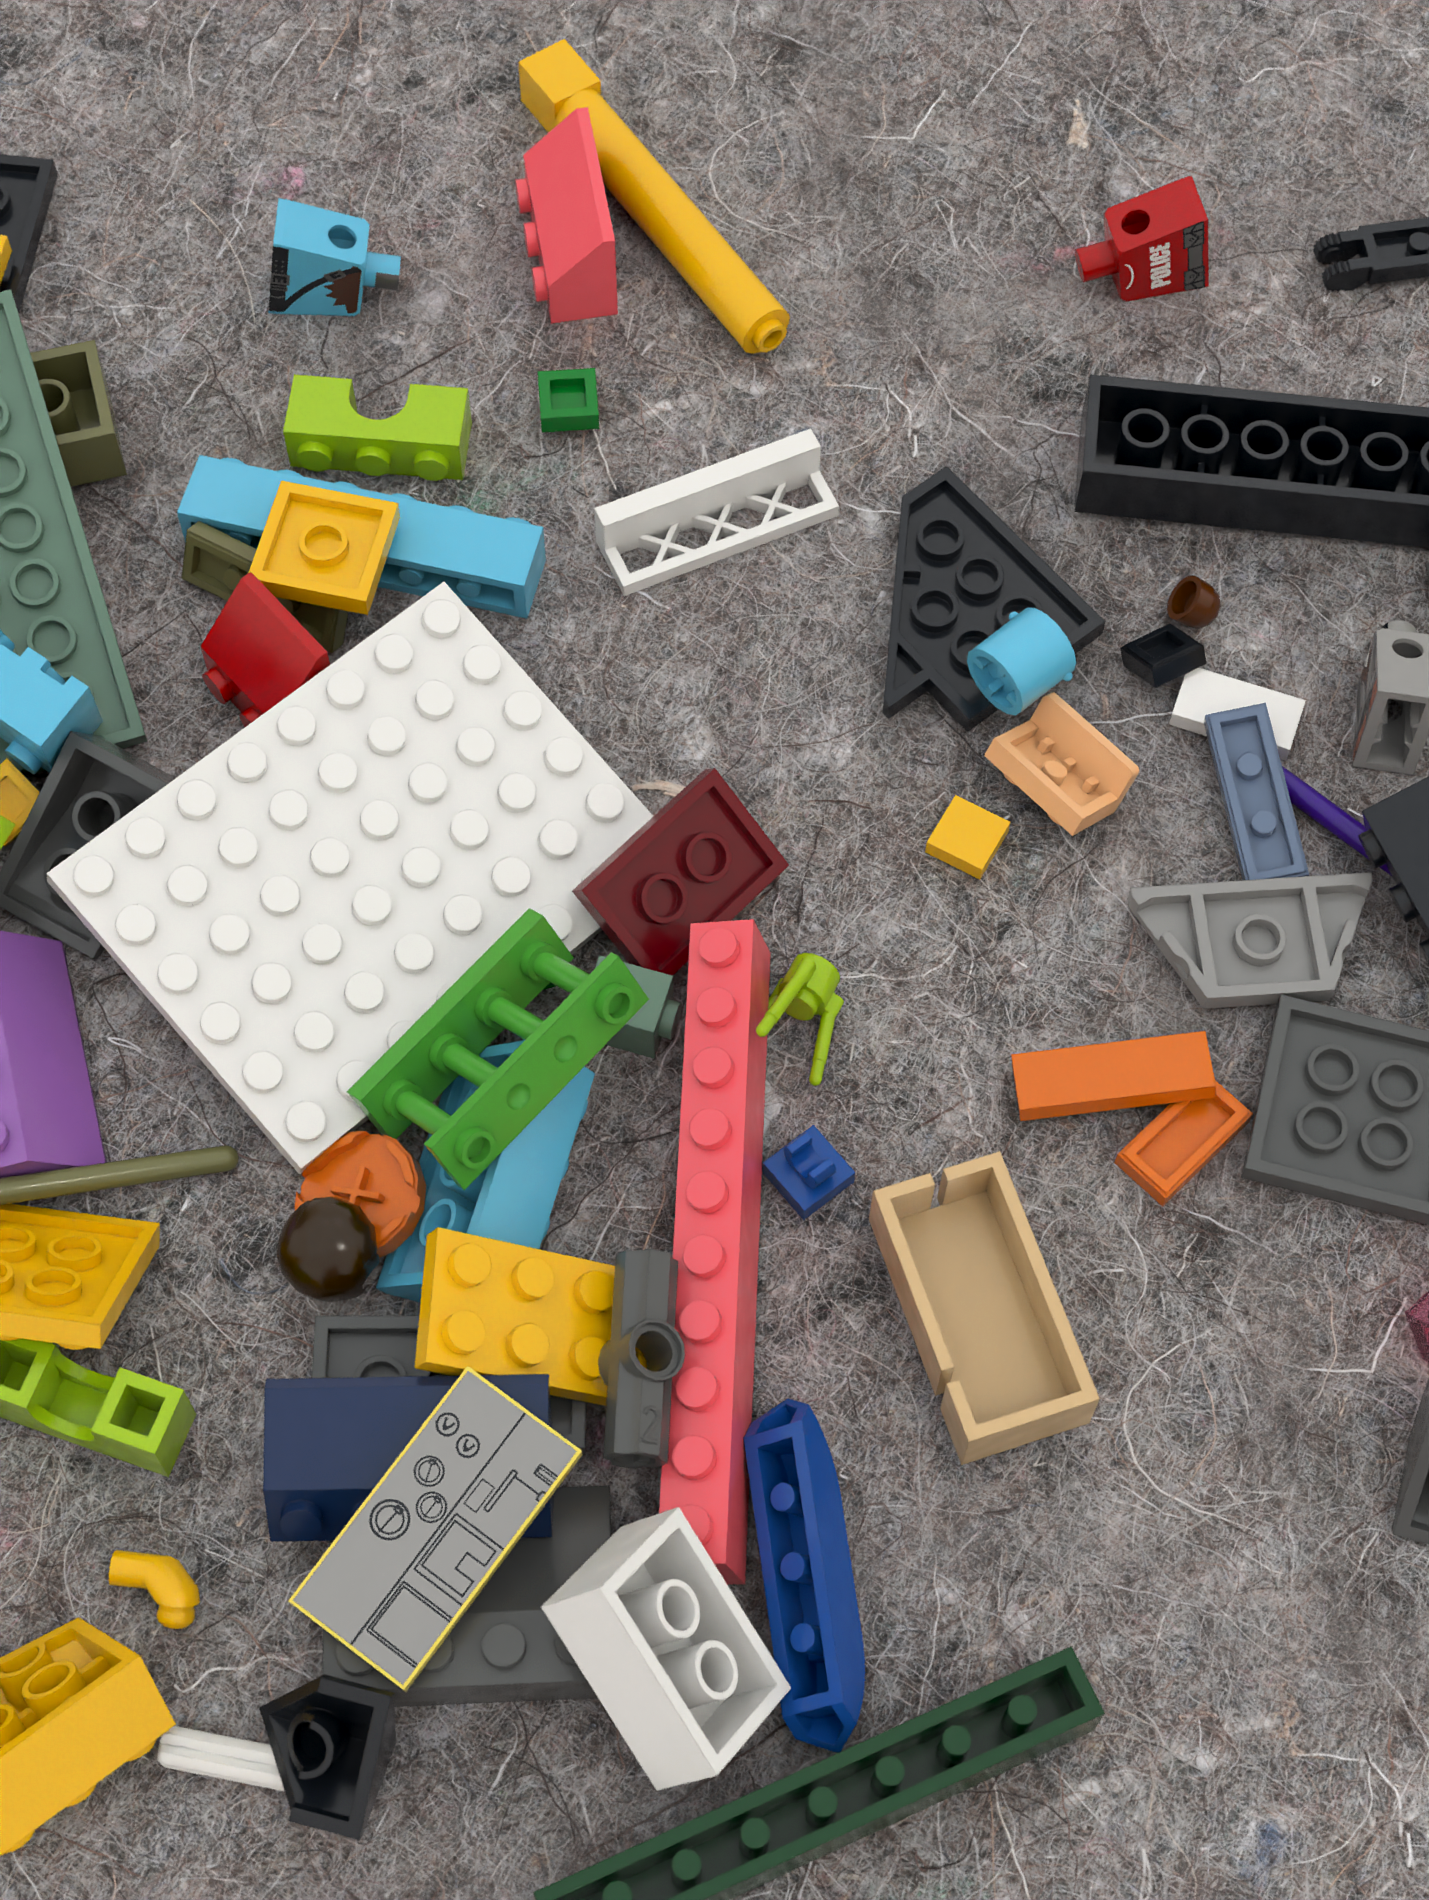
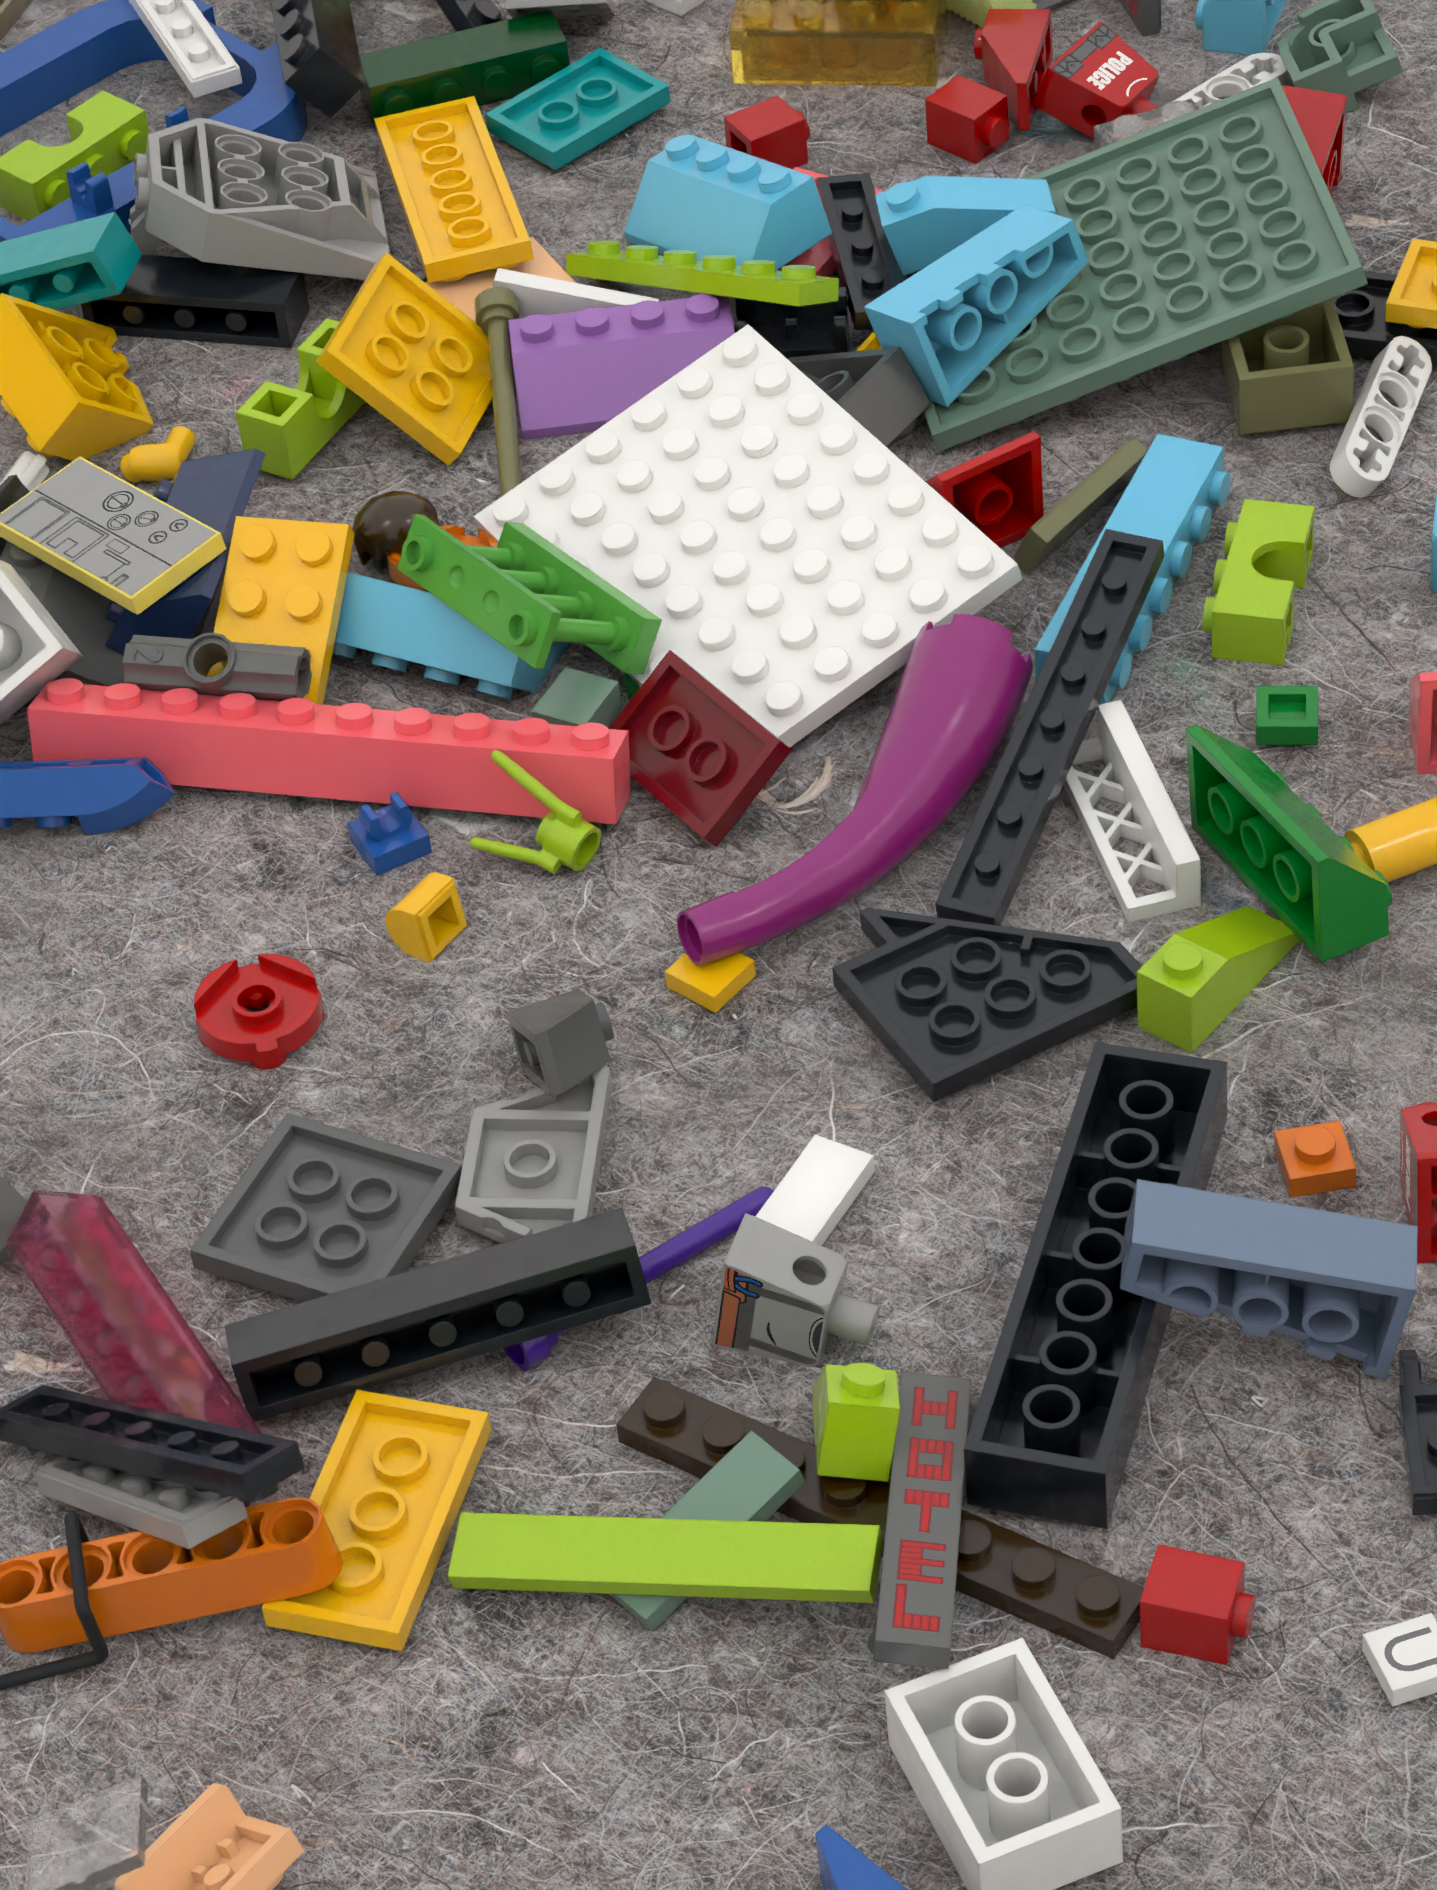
camera: 105 degrees right, 20 degrees down
(132, 350) = (1383, 417): none -> white beam
(325, 546) = (1078, 498): yellow plate -> none
(640, 555) = (1050, 730): none -> black plate
(661, 661) = (937, 742): none -> magenta brick
(780, 372) = (1283, 848): none -> green slope
(916, 427) = (1207, 974): none -> lime slope
(937, 1099) = (427, 917): none -> yellow brick
(982, 1308) = (208, 905): tan piece -> none
(1021, 661) = (868, 978): medium azure piece -> none
(1064, 765) = (760, 1033): light nougat bracket -> none
(1113, 1076) = (414, 1039): orange tile -> none
(1118, 350) = (1314, 1159): none -> orange plate
(1122, 926) = (561, 1040): none -> dark grey slope
(1125, 1226) = (262, 1035): none -> red plate
(1163, 655) = (888, 1135): black tile -> none
(1182, 1142) = (344, 1092): orange tile -> none
(1194, 603) = (949, 1172): reddish brown hinge -> none
(1255, 793) = (700, 1183): sand blue tile -> none
(1332, 315) = (1274, 1267): none -> sand blue wedge

